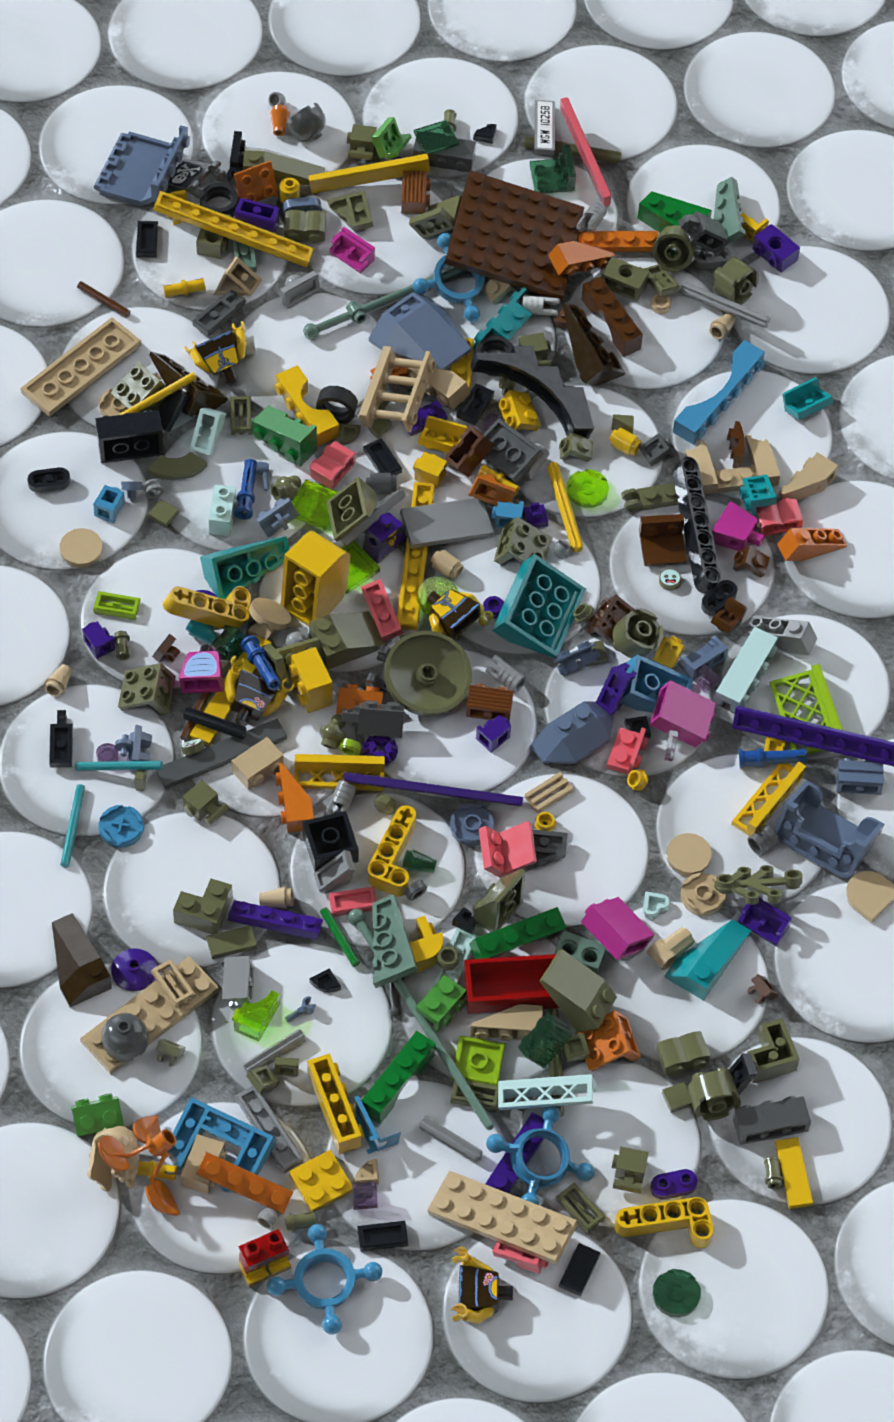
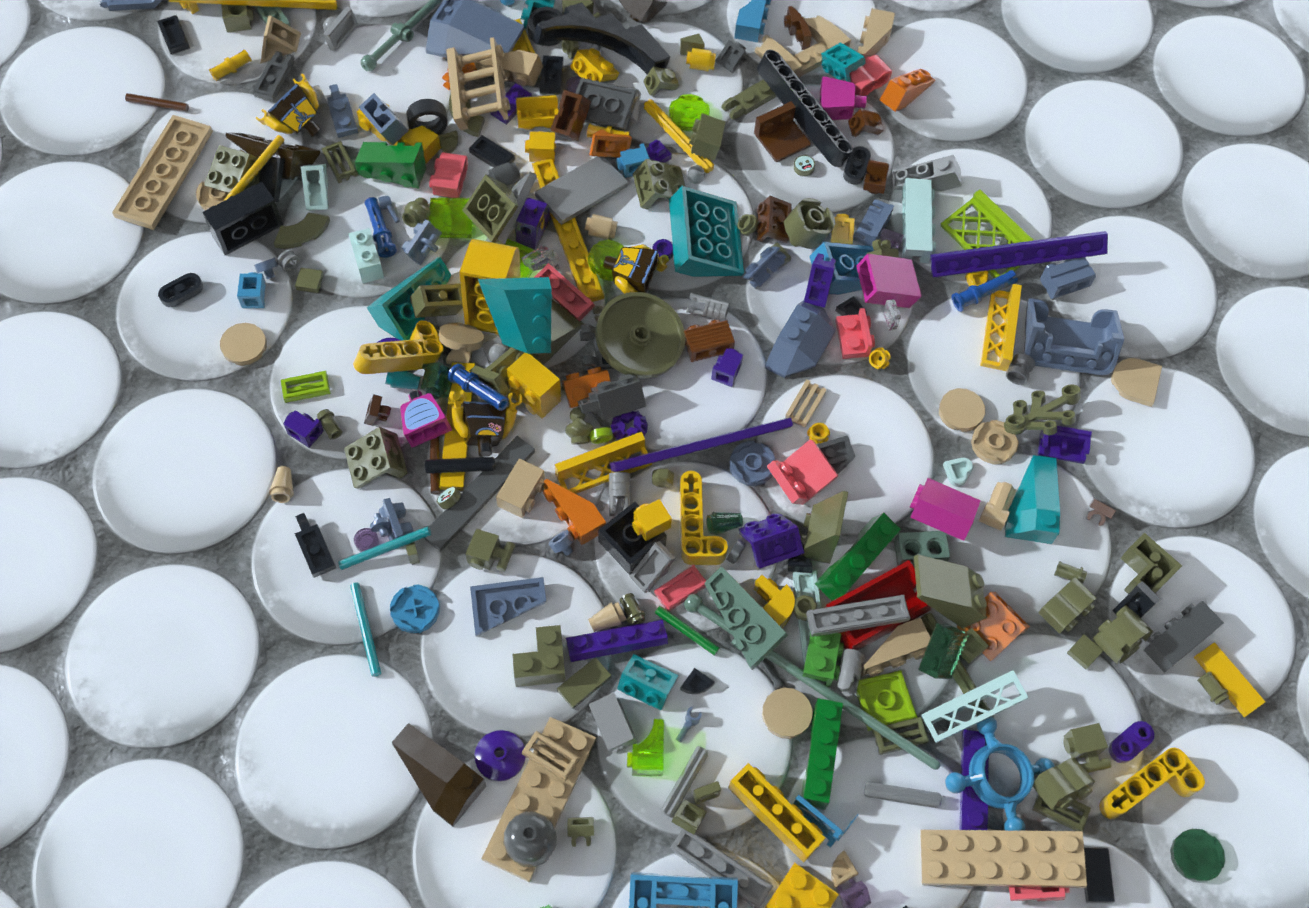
camera: 25 degrees left, 5 degrees up
(198, 850) = (504, 601): none -> sand blue wing
(261, 573) = (437, 300): none -> olive brick
(263, 370) = (341, 113): none -> sand blue hinge
(270, 823) = (562, 542): none -> sand blue tile
(283, 962) = (647, 682): none -> teal bracket
(292, 391) = (383, 119): none -> sand blue brick
(301, 900) = (634, 614): none -> olive pin
(323, 610) = (521, 311): none -> teal wedge
(349, 829) = (651, 519): none -> yellow brick
(375, 570) = (540, 257): none -> clear bracket
(387, 1035) = (787, 713): none -> tan tile
(450, 892) = (772, 539): none -> dark purple bracket
(458, 1025) = (850, 672): none -> light grey hinge
(485, 978) = (857, 615): none -> light grey tile
(588, 517) = (707, 136): none -> olive brick
(589, 1185) = (1064, 784): none -> olive brick
(694, 686) = (883, 249): none -> olive tile
(709, 1033) = (1069, 572): none -> olive pin

